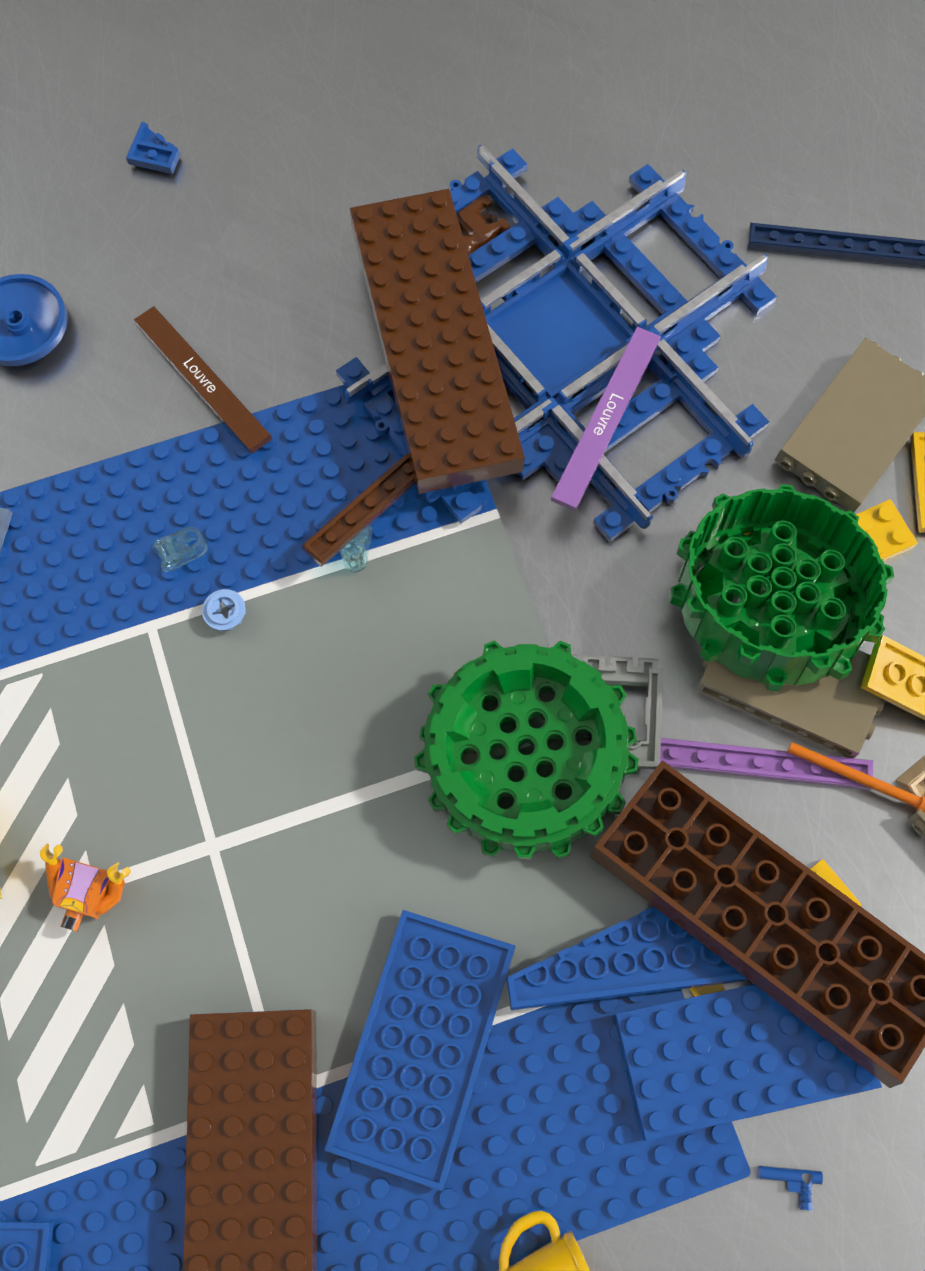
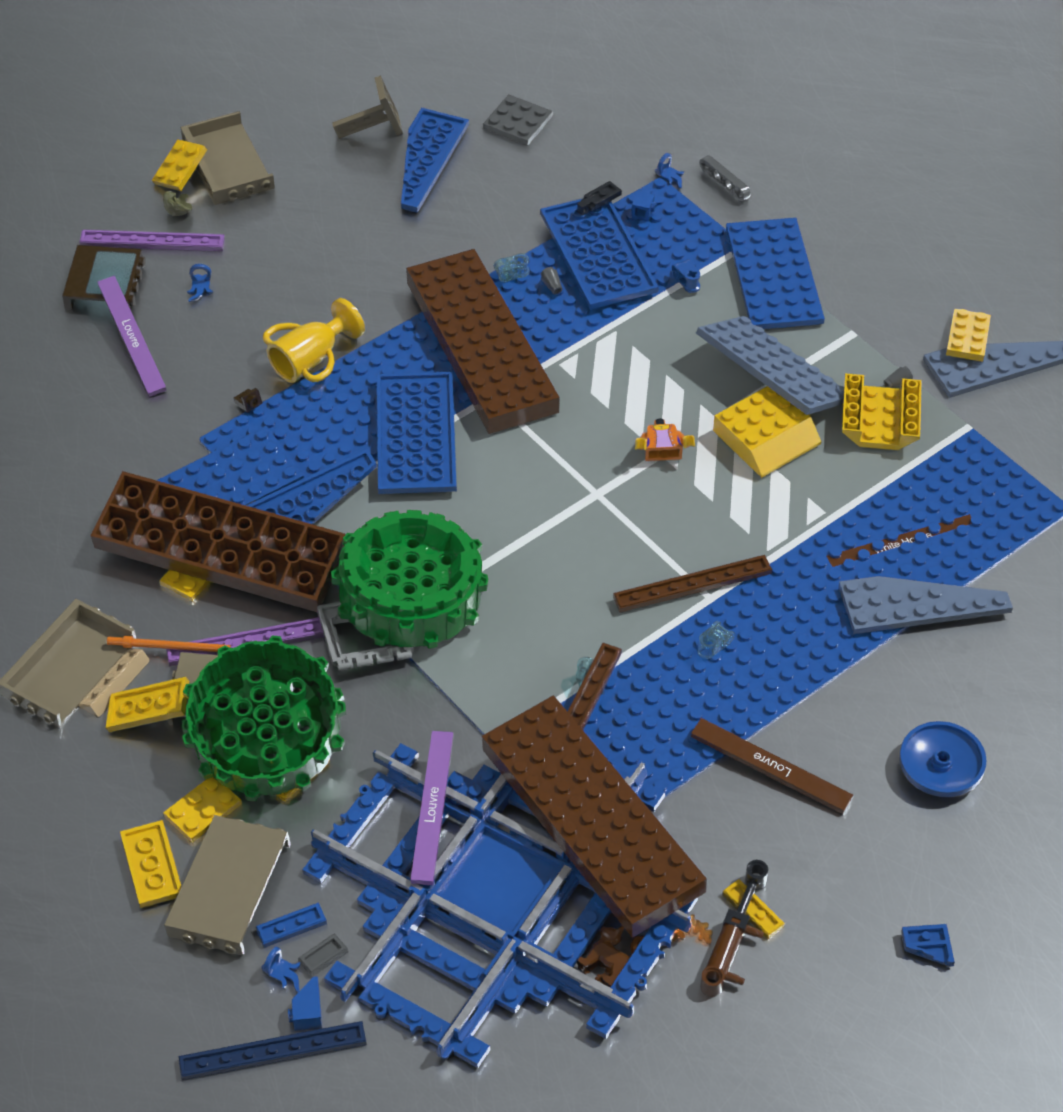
camera: 155 degrees right, 20 degrees down
(162, 646) = (692, 583): none -> reddish brown tile
(212, 607) = (661, 607): light blue gear -> none
(304, 239) = (760, 914): none -> yellow tile
(335, 216) = (733, 931): none -> reddish brown piece
(658, 1222) = (248, 399): none -> dark brown bracket
(770, 325) = (323, 955): none -> dark grey tile
(794, 1181) = (171, 442): blue hose -> none
(796, 368) = (291, 925): none -> blue tile
(803, 268) = (306, 1007): none -> blue slope
(820, 321) = (280, 968): none -> blue piece

